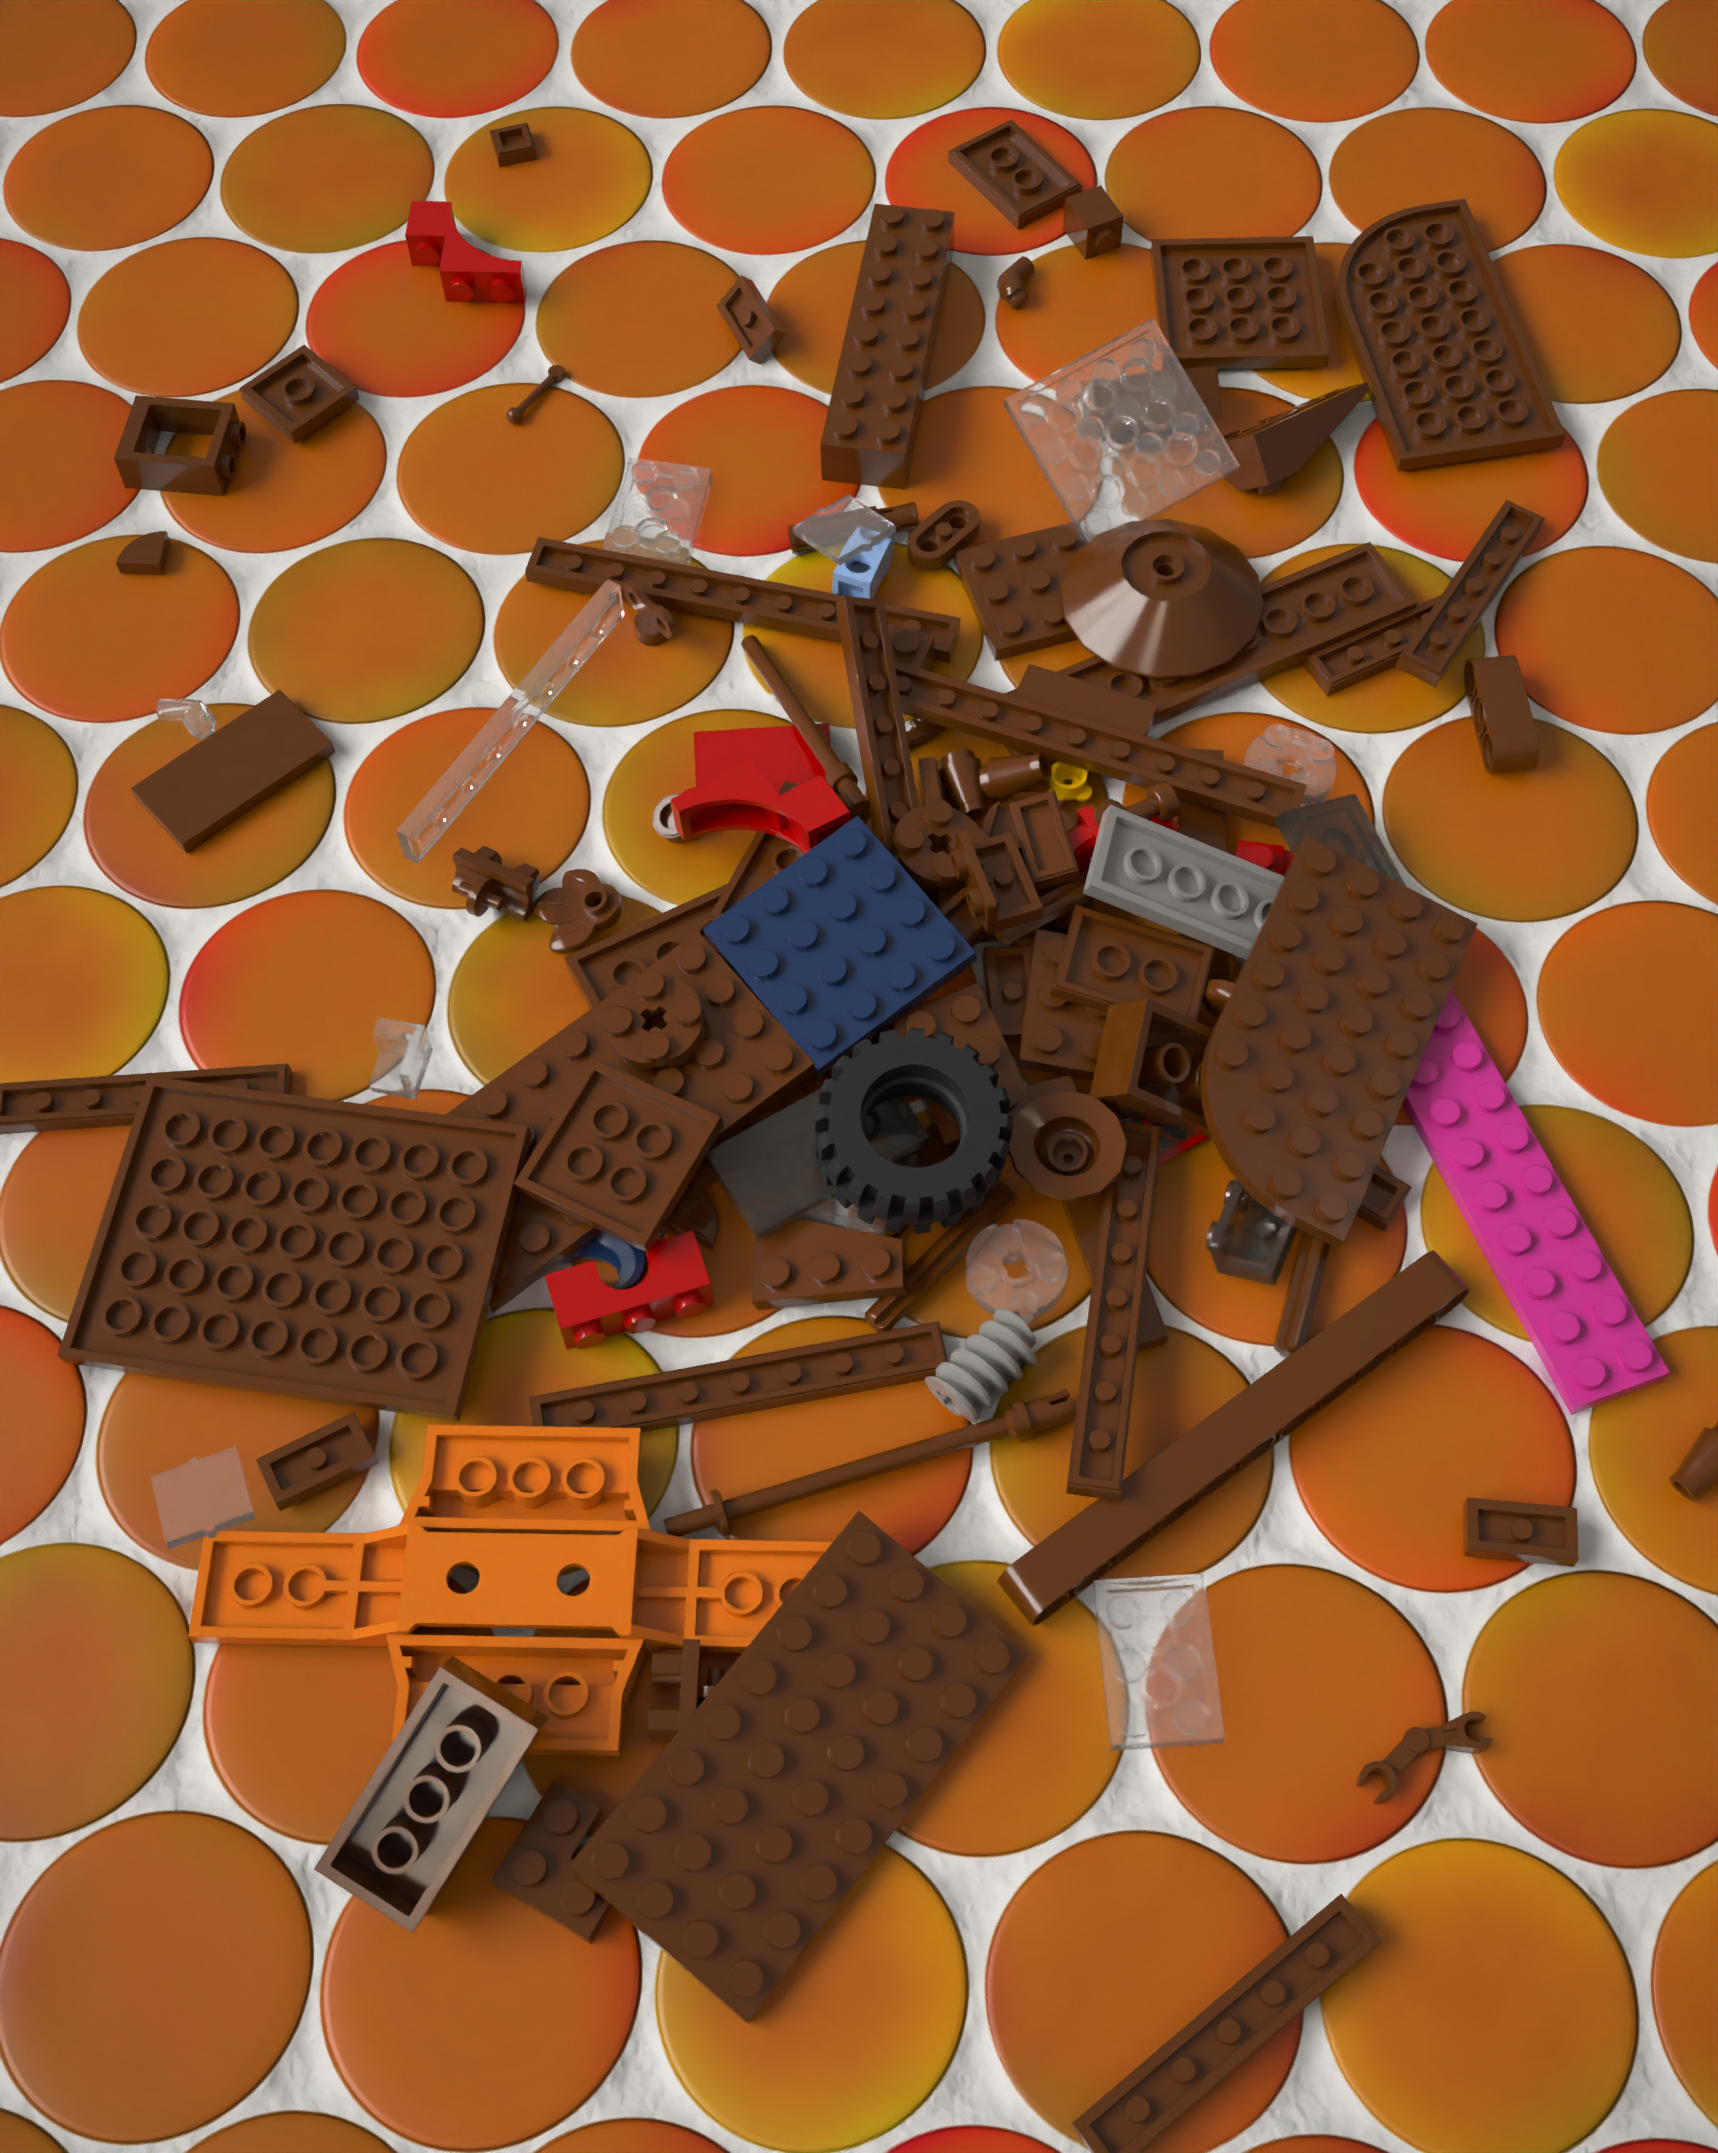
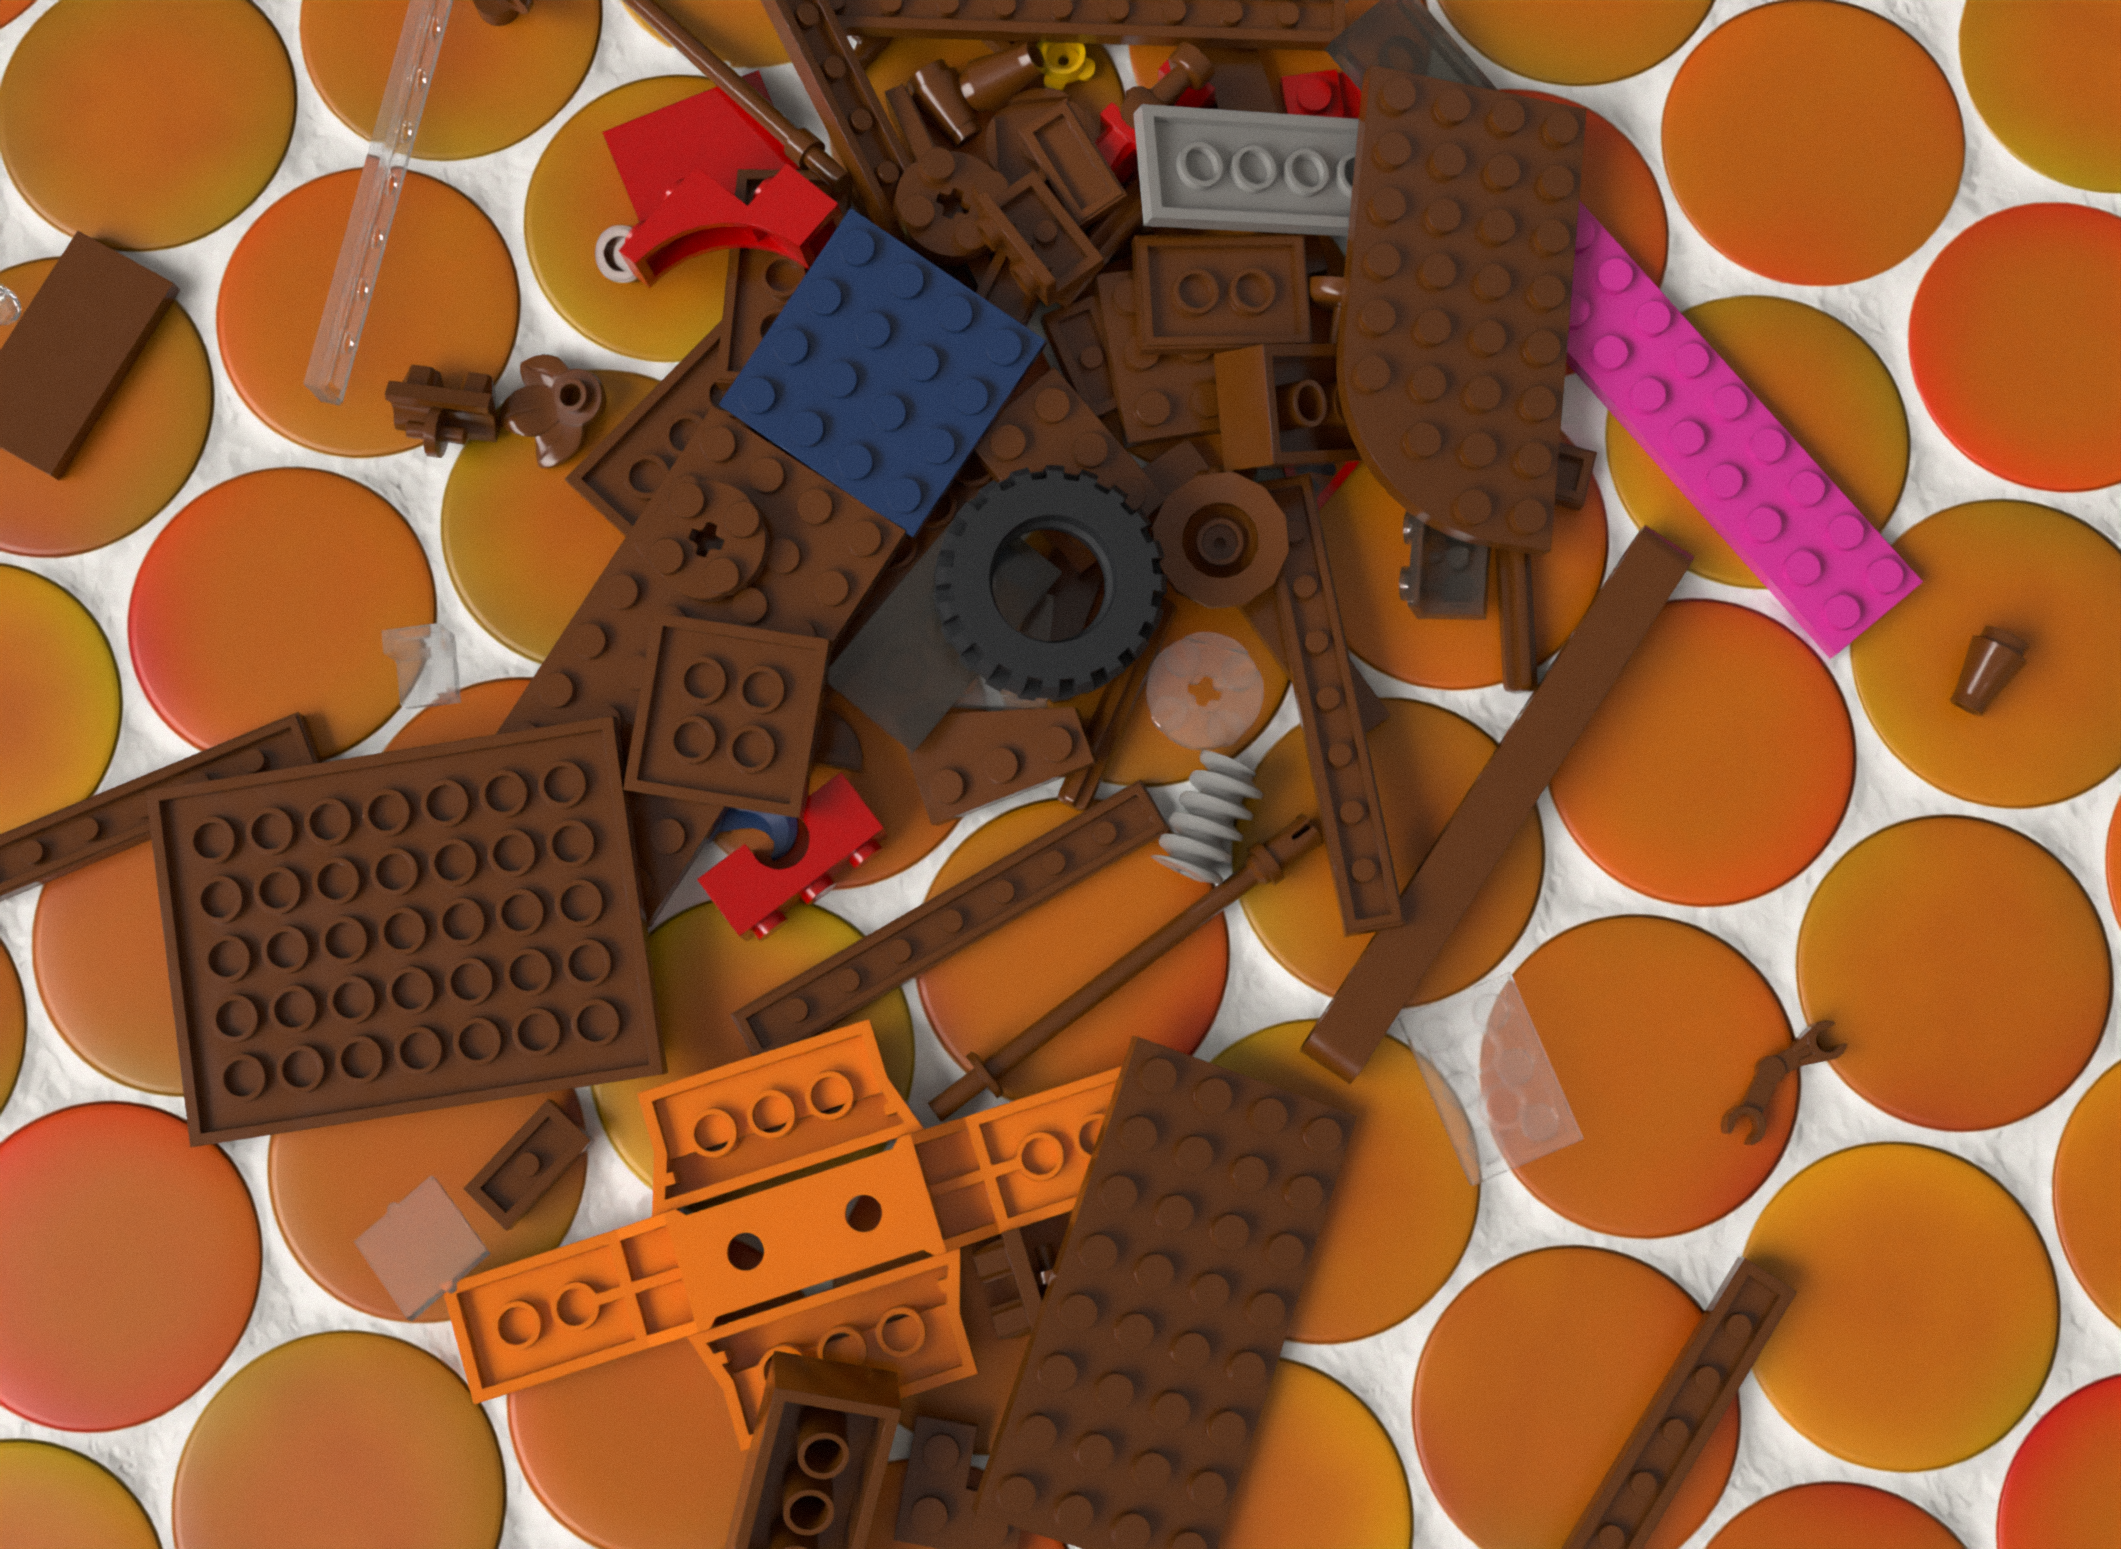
camera: 20 degrees left, 20 degrees up
(1520, 1532) = (1816, 812): reddish brown plate -> none

